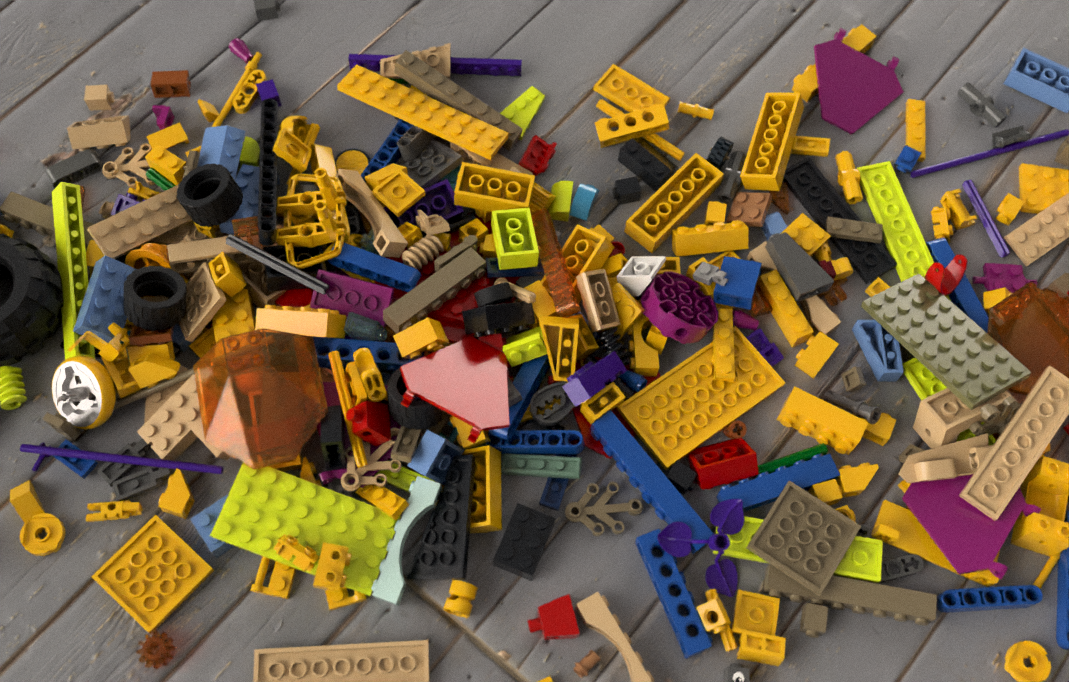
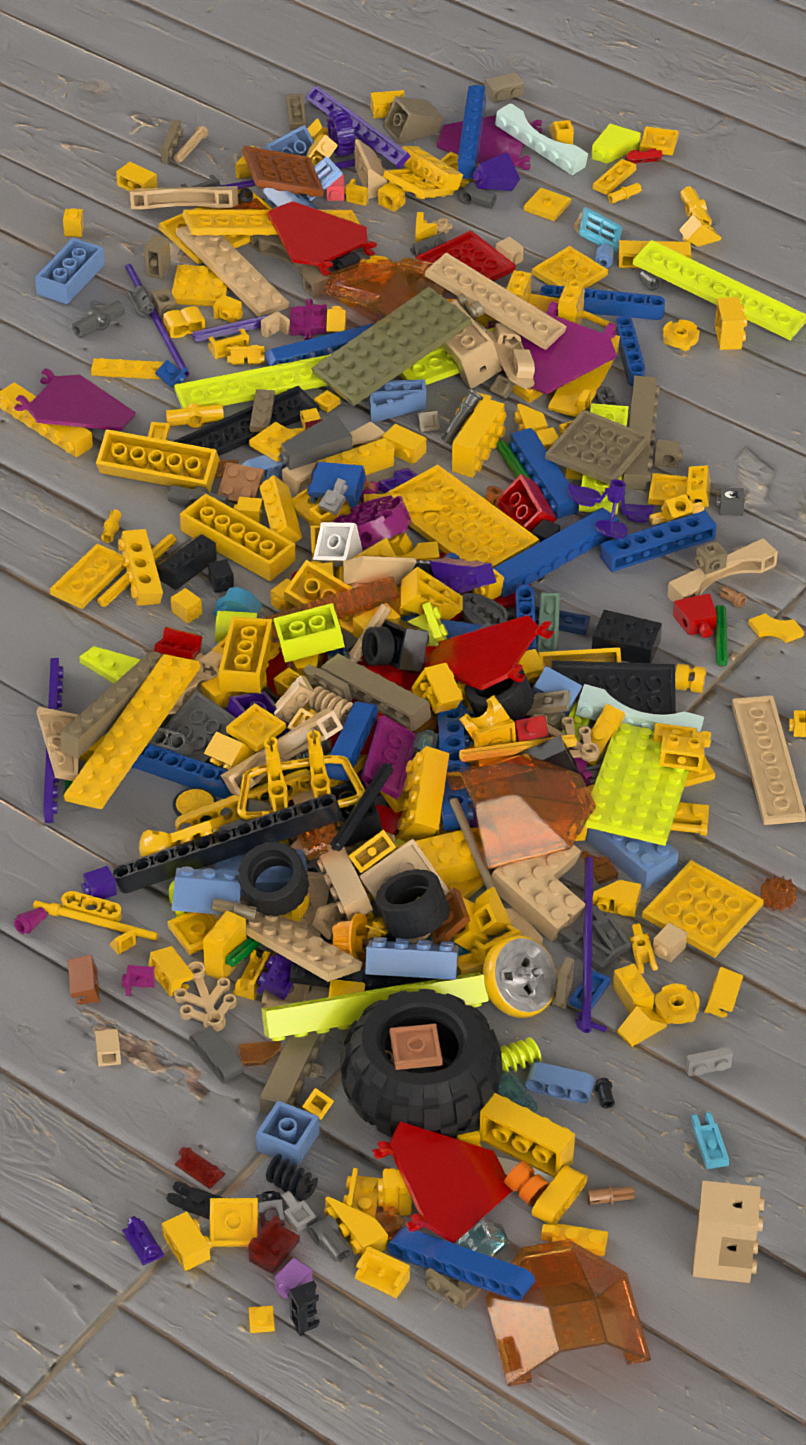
camera: 90 degrees left, 20 degrees down
(43, 578) = (723, 992): none -> yellow hinge
(61, 495) = (632, 988): none -> yellow brick
(99, 132) = (159, 1036): tan slope -> none
(107, 350) = (480, 935): yellow piece -> none
(113, 534) = (669, 942): none -> tan brick
(222, 486) = (602, 868): none -> clear orange tile
(304, 555) = (672, 778): yellow hinge -> none
(362, 570) = (690, 732): none -> yellow plate
(530, 643) = (721, 636): none -> green axle
(589, 163) = (186, 605): none -> yellow brick
(601, 510) = (587, 606): dark tan plant -> none
(620, 643) = (711, 557): none -> dark tan brick
(720, 152) = (172, 501): black wheel -> none
(947, 279) = (314, 346): red piece -> none
(985, 172) = (183, 322): none -> yellow brick
(991, 247) = (274, 323): none -> tan bracket
(1011, 156) = (163, 301): none -> dark tan brick

